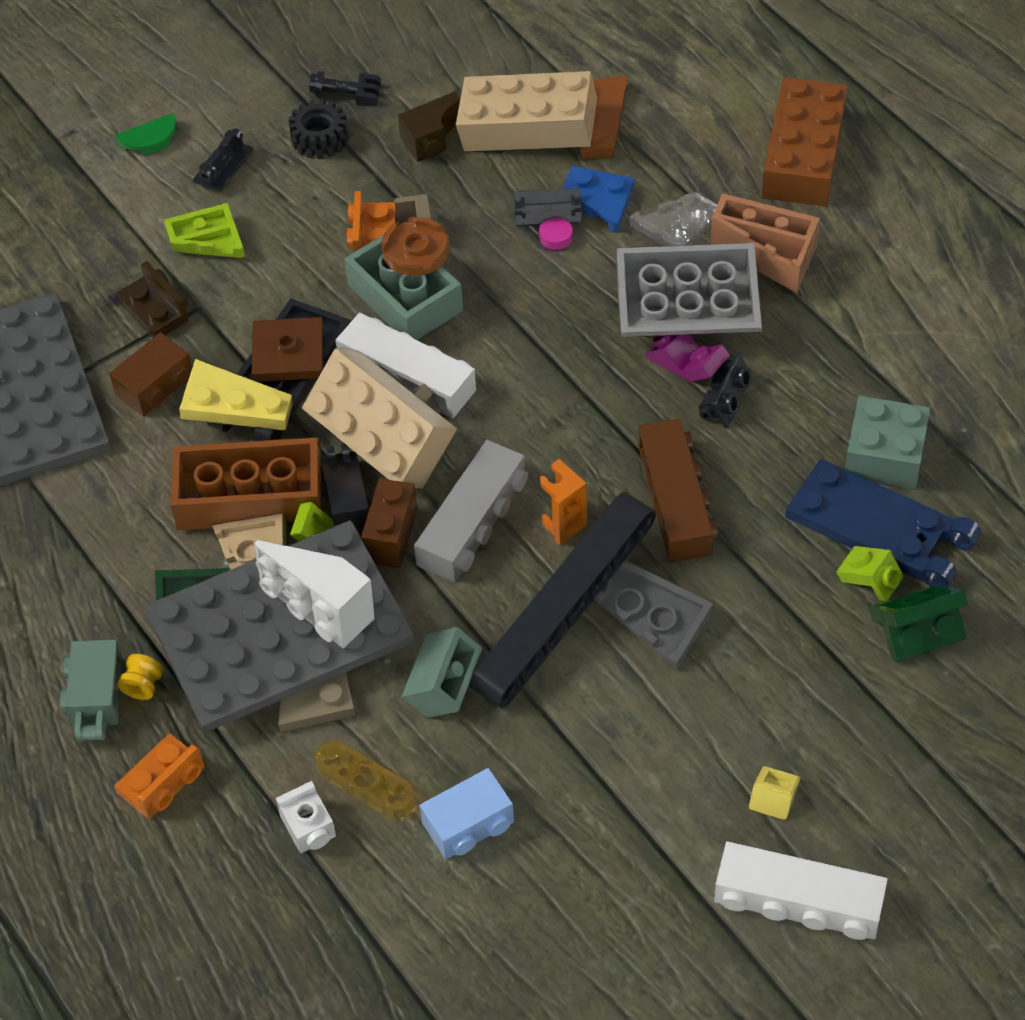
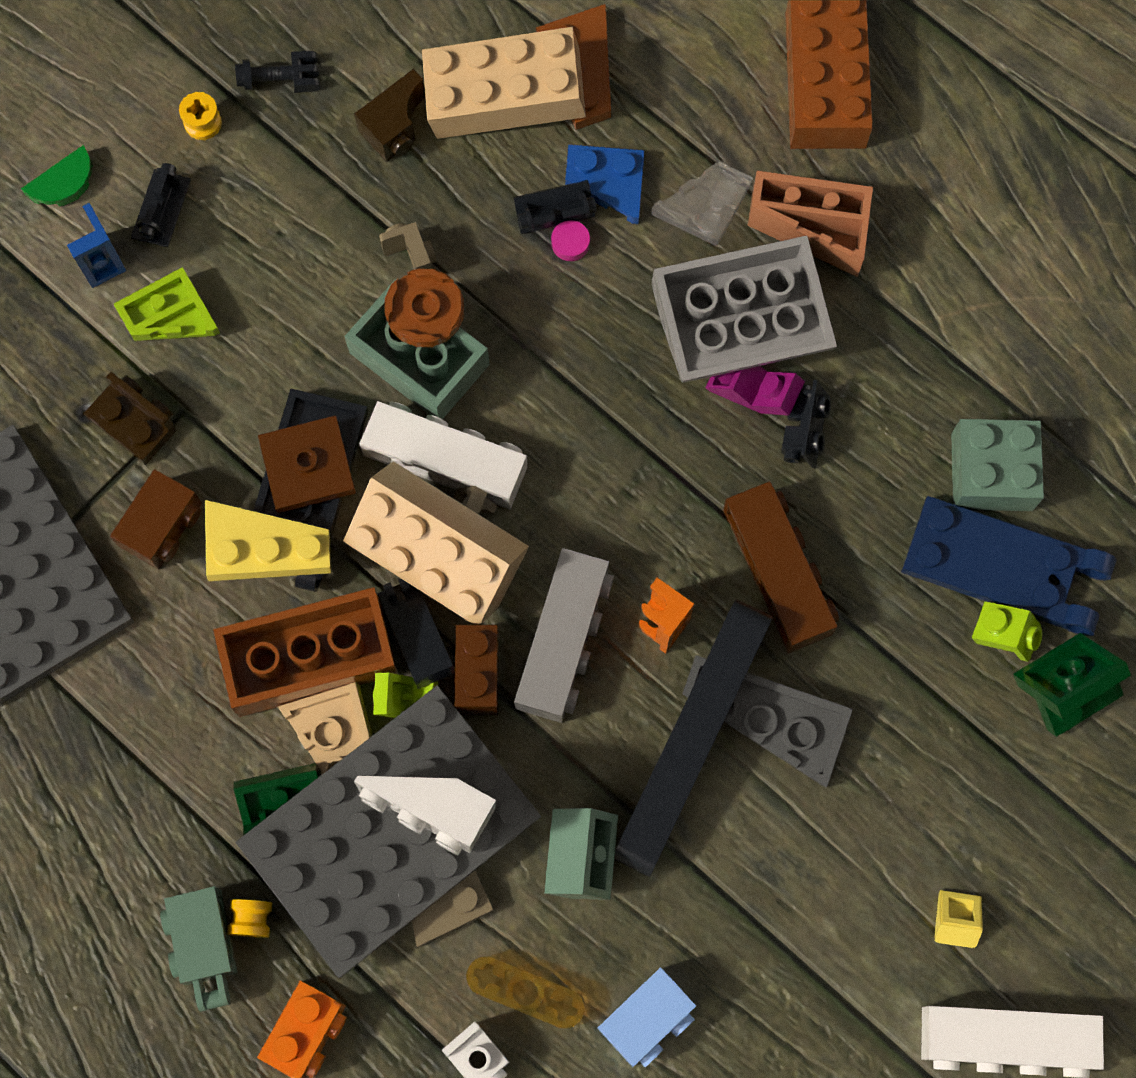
camera: 15 degrees left, 20 degrees up
(160, 179) = (96, 253): none -> blue panel
(273, 106) = (208, 121): none -> yellow wheel
(316, 116) = (256, 121): black tyre -> none
(368, 221) = (360, 269): orange bracket -> none

